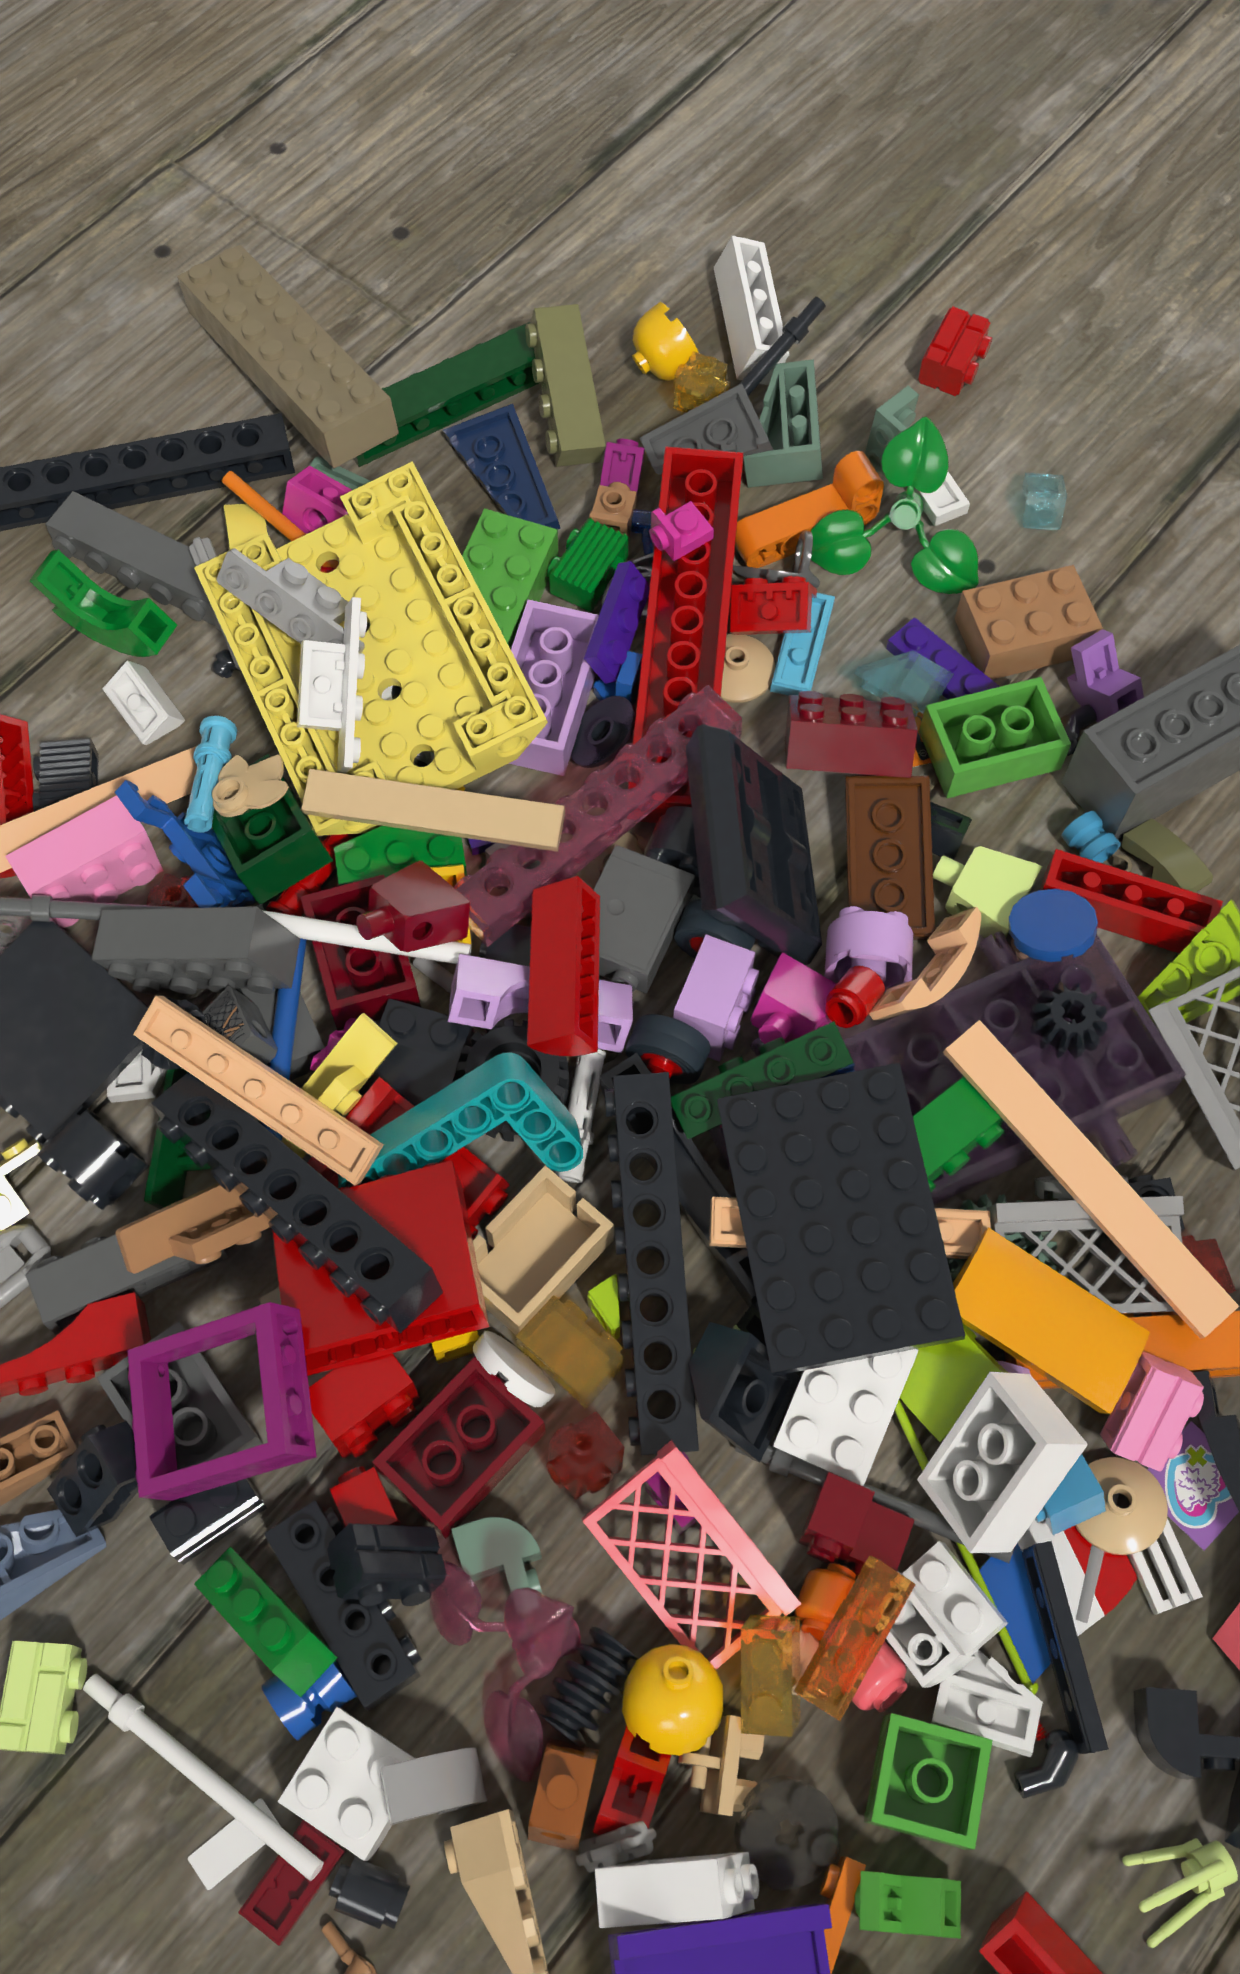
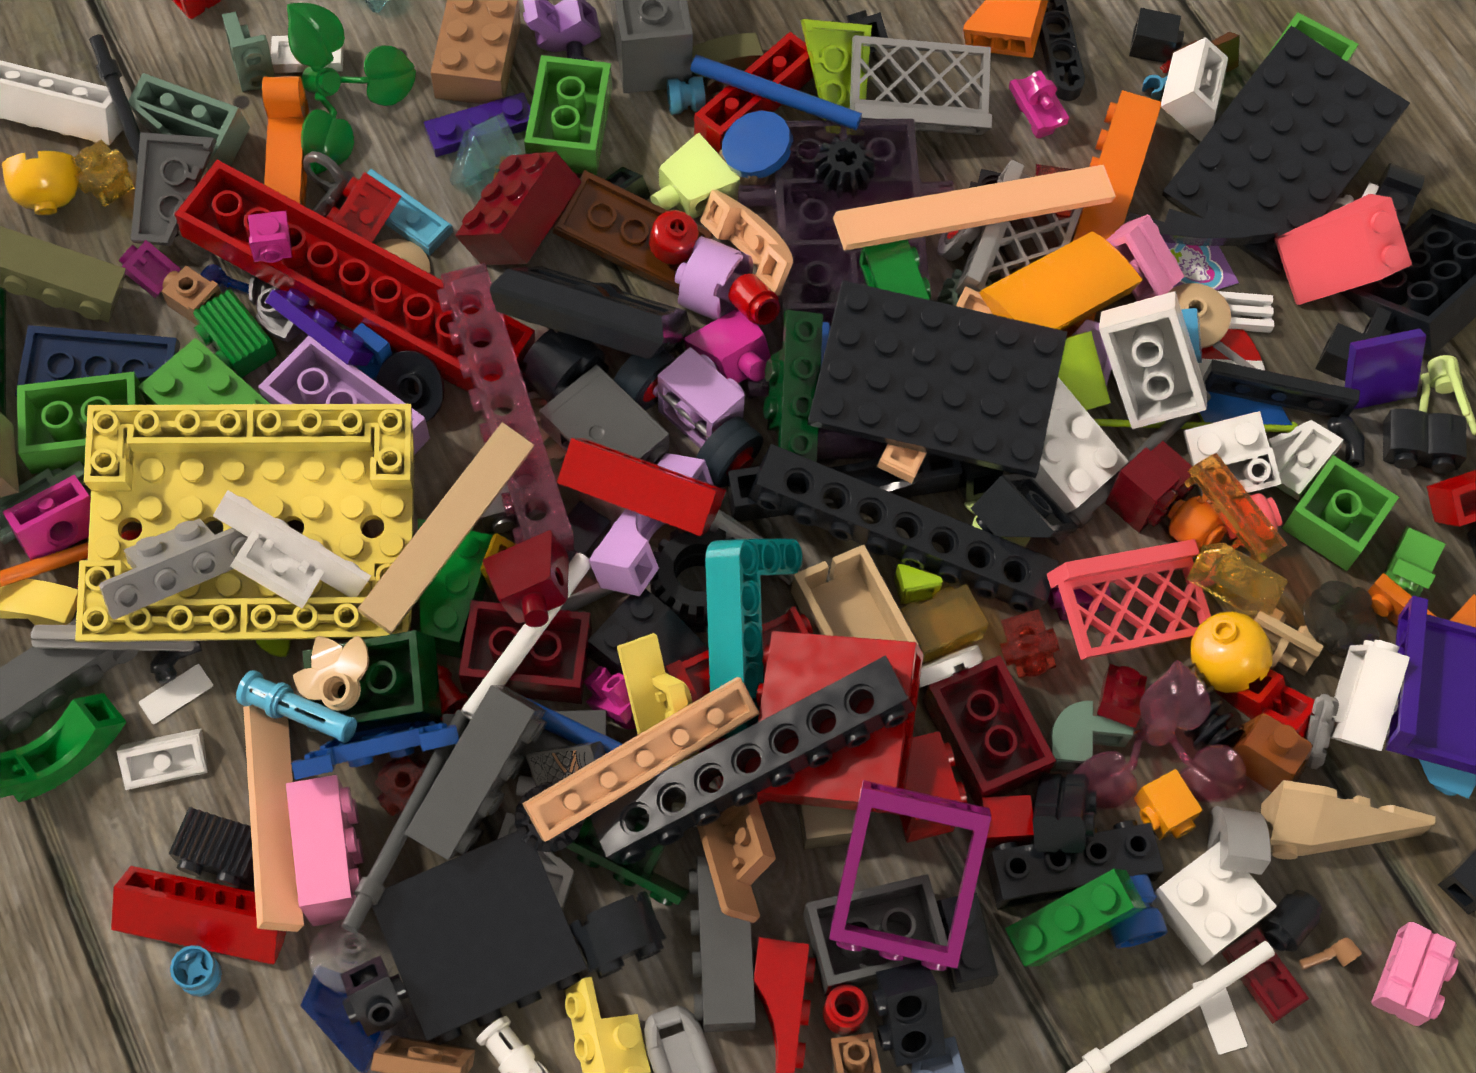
camera: 70 degrees left, 0 degrees up
(82, 1402) = (851, 998): none -> red brick
(211, 686) = (175, 694): none -> white sticker
(445, 472) = (55, 416): none -> bright green brick
(453, 1691) = (1168, 806): none -> light orange brick
(570, 1581) = (1122, 695): none -> dark red plate
(897, 876) = (673, 237): none -> red head
(1095, 1870) = (1424, 440): none -> black brick
(1129, 918) = (776, 92): none -> blue piece
(1162, 1775) = (1386, 367): none -> dark purple tile

